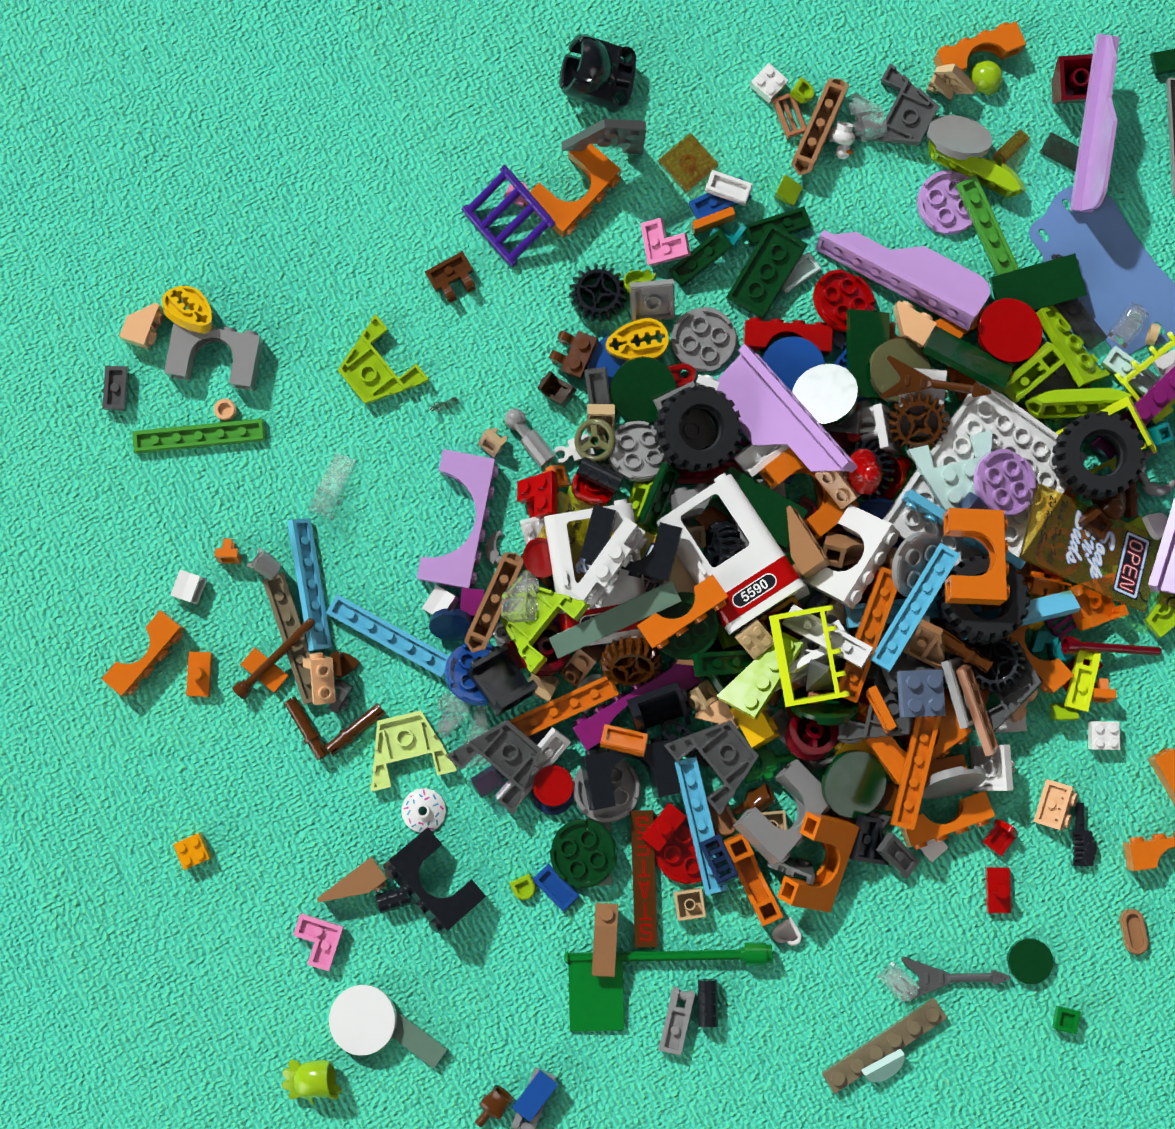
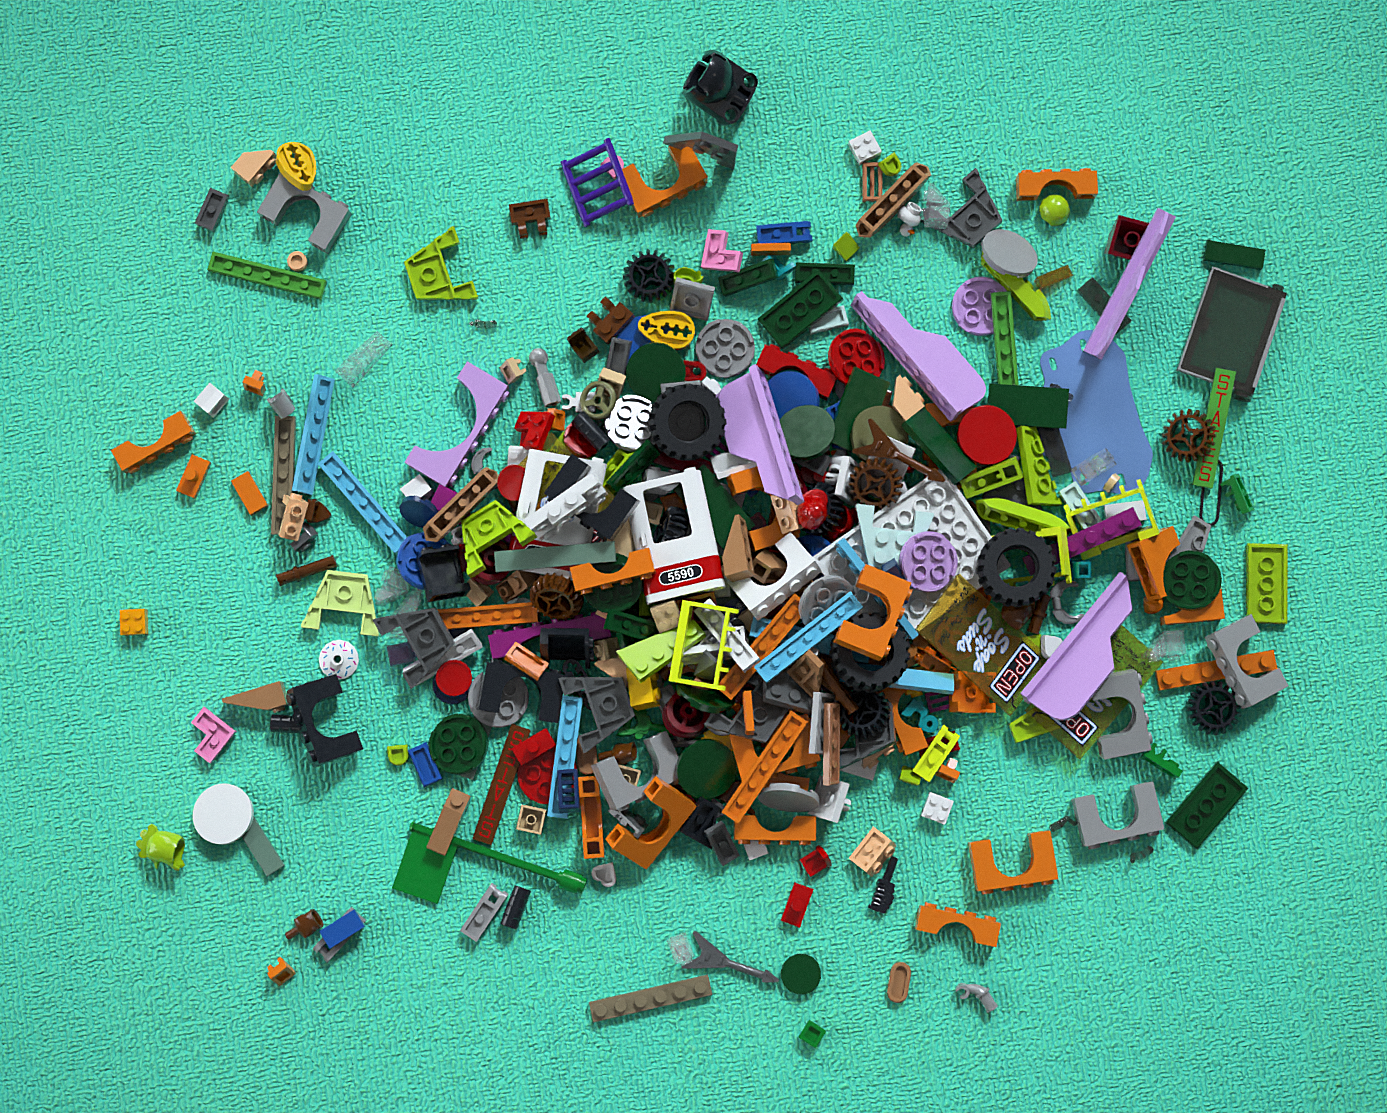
camera: 20 degrees right, 0 degrees up
(244, 687) = (226, 502): reddish brown piece -> none
(310, 735) = (267, 562): reddish brown pin -> none
(520, 598) = (482, 510): clear slope -> none
(688, 162) = (769, 191): clear orange plate -> none
(728, 187) = (794, 225): white tile -> none
(885, 1067) = (643, 1016): light aqua tile -> none
(921, 693) = (786, 711): sand blue plate -> none
(949, 81) = (1020, 202): tan slope -> none
(1071, 645) = (935, 721): dark red piece -> none
(1095, 522) = (995, 624): reddish brown tile -> none

